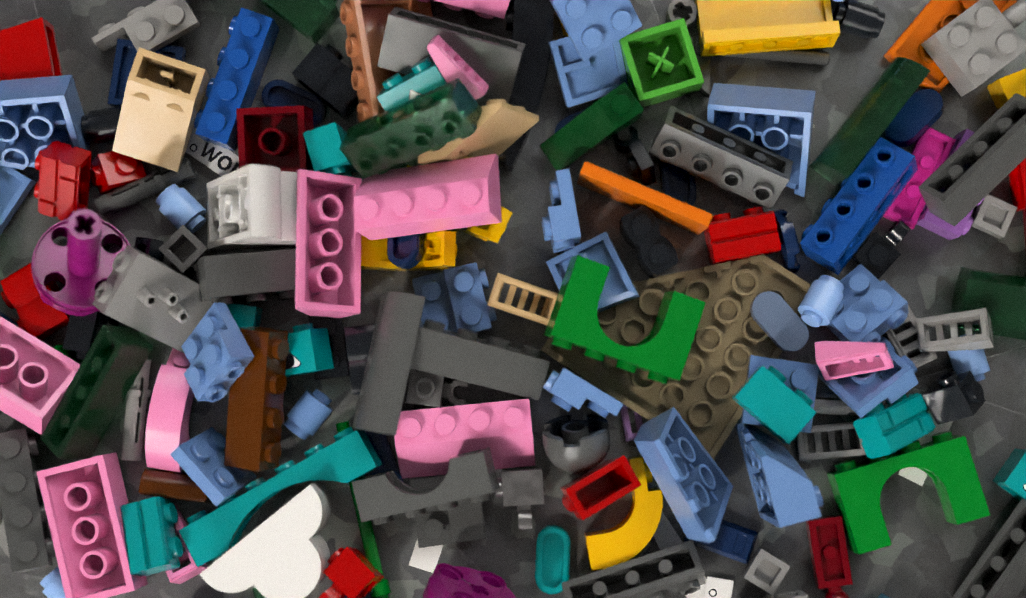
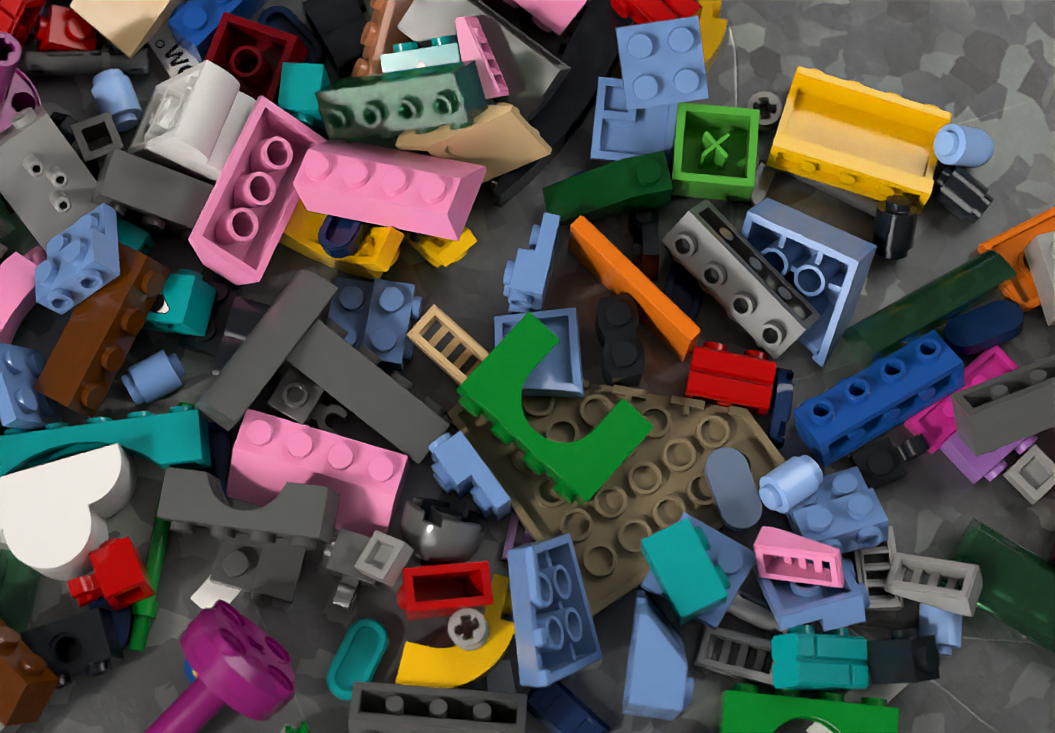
camera: 20 degrees right, 10 degrees down
(545, 485) = (384, 558): none -> light grey plate
(640, 512) = (457, 623): none -> light grey bush
(819, 67) = (894, 227): none -> black brick

